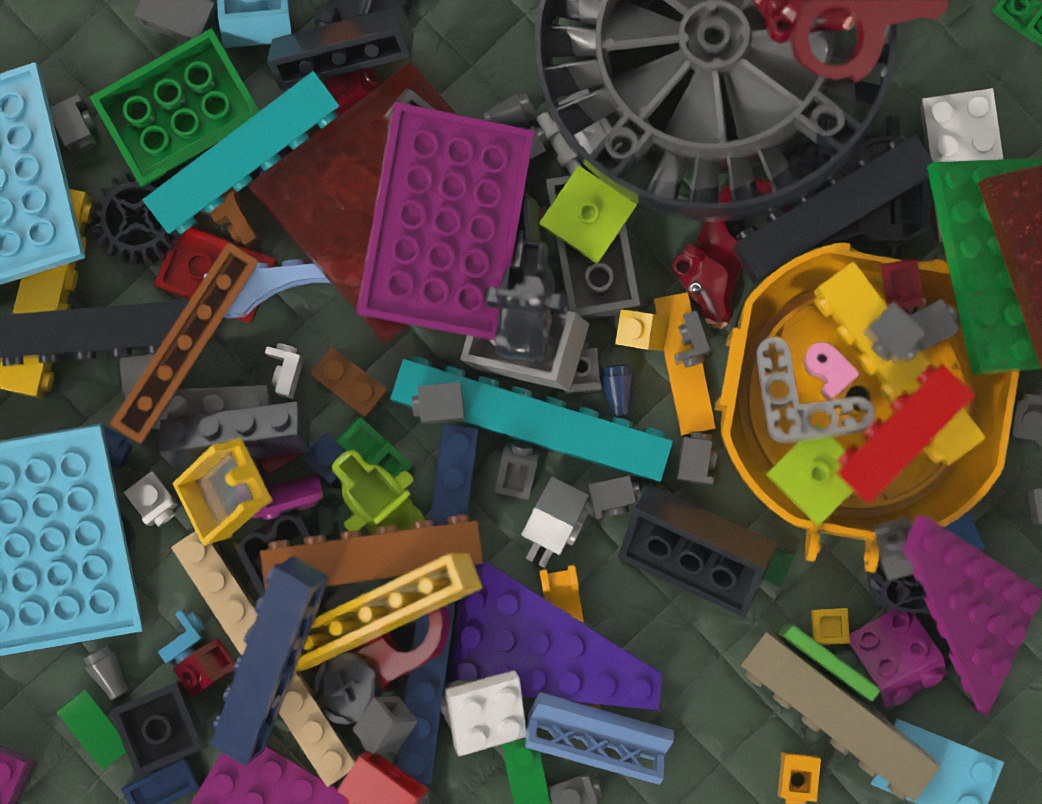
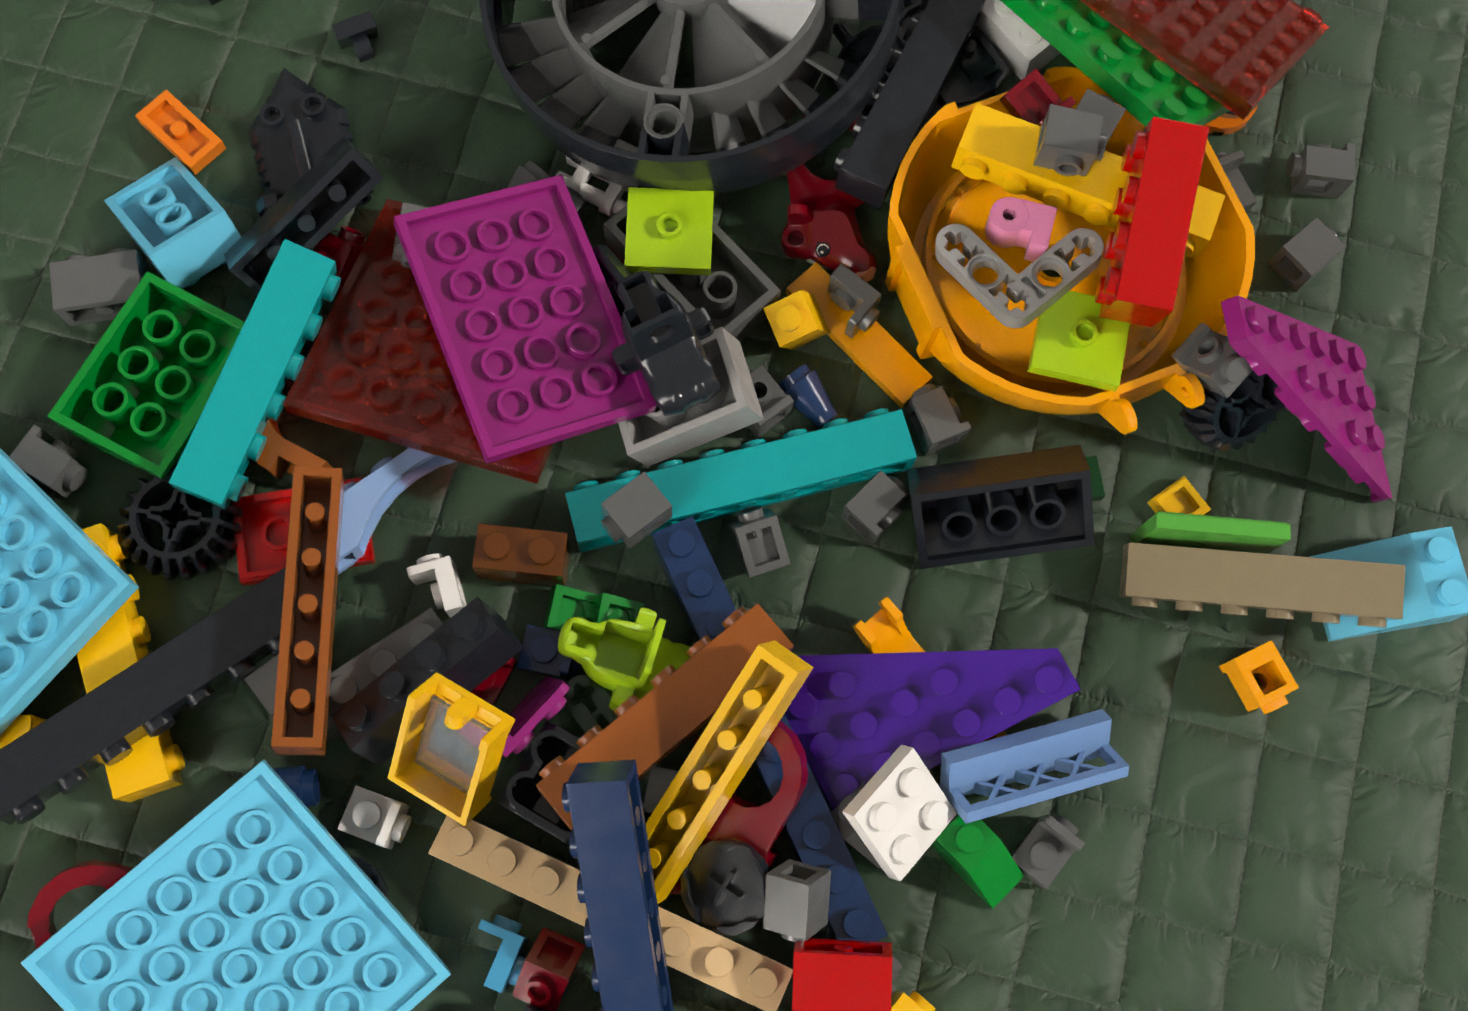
camera: 40 degrees left, 10 degrees down
(555, 519) = (835, 563): light grey brick -> none
(898, 656) = (1268, 486): magenta bracket -> none

